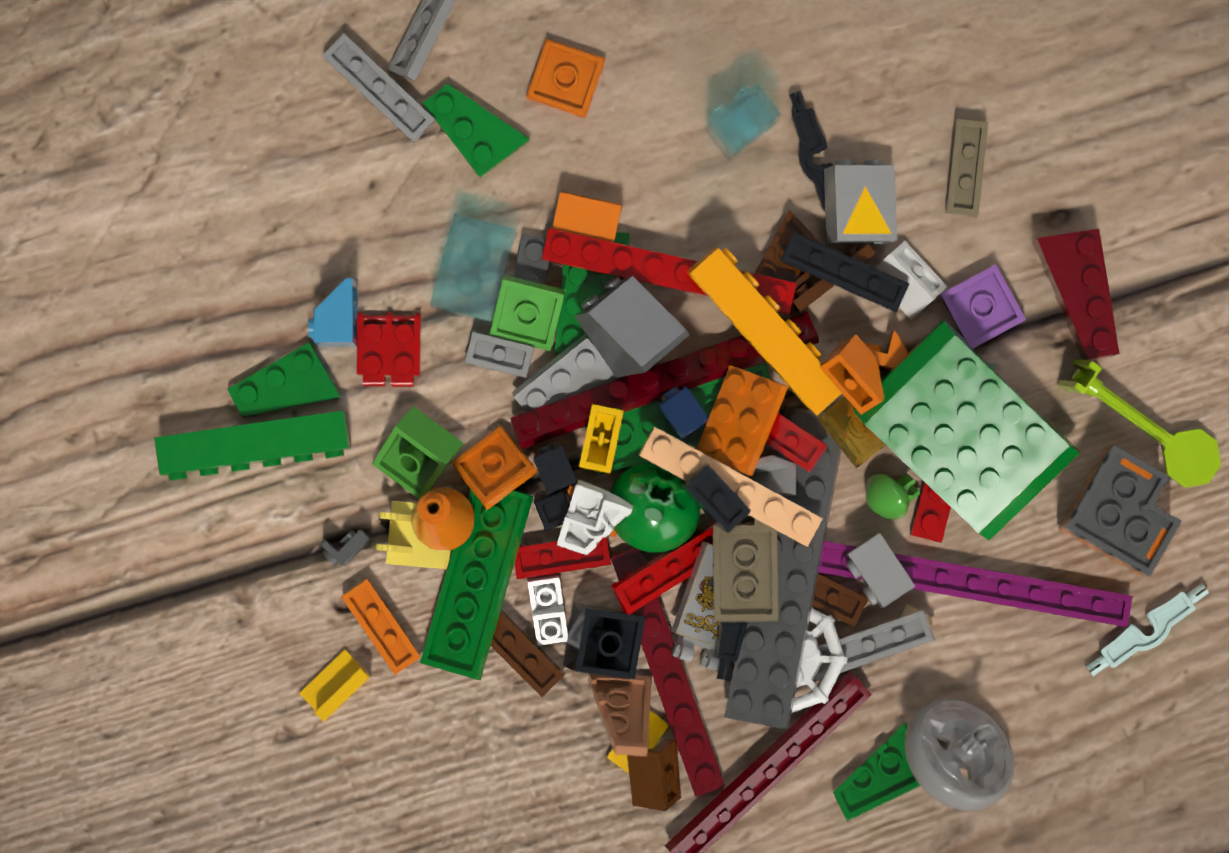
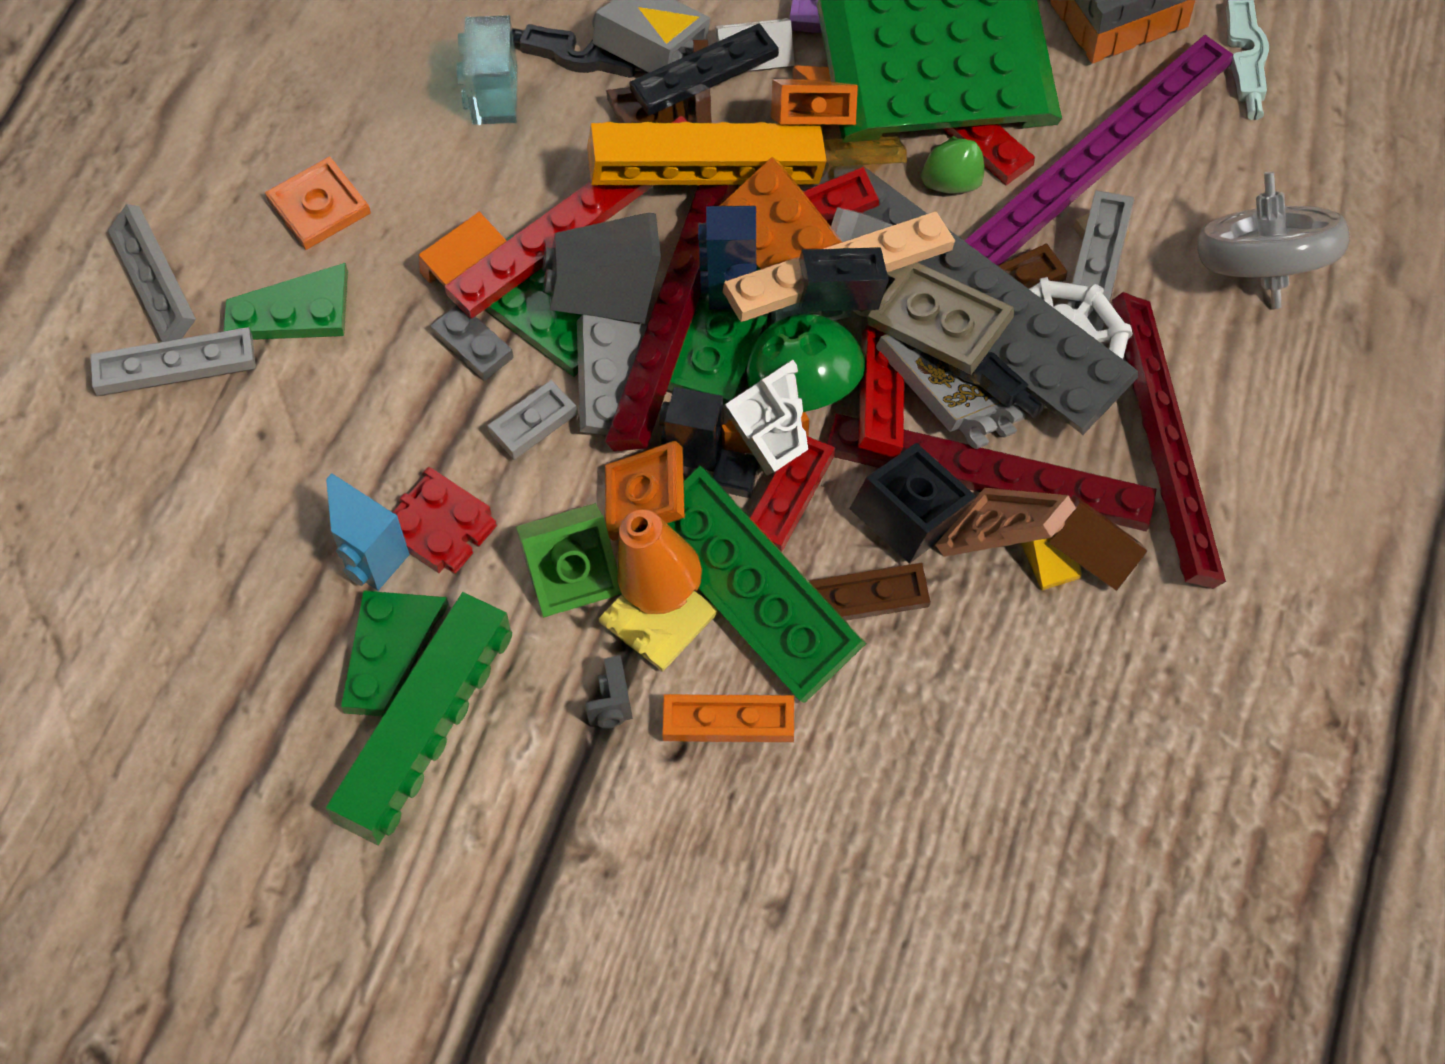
camera: 55 degrees left, 25 degrees down
(335, 685) = (758, 813): yellow panel -> none
(473, 268) = (426, 385): clear light blue brick -> none
(527, 312) = (511, 360): bright green plate -> none
(548, 609) = (835, 544): white slope -> none
(601, 438) = (694, 357): yellow slope -> none
(878, 779) = (1245, 339): green wing -> none
(879, 570) = (1026, 206): light grey brick -> none

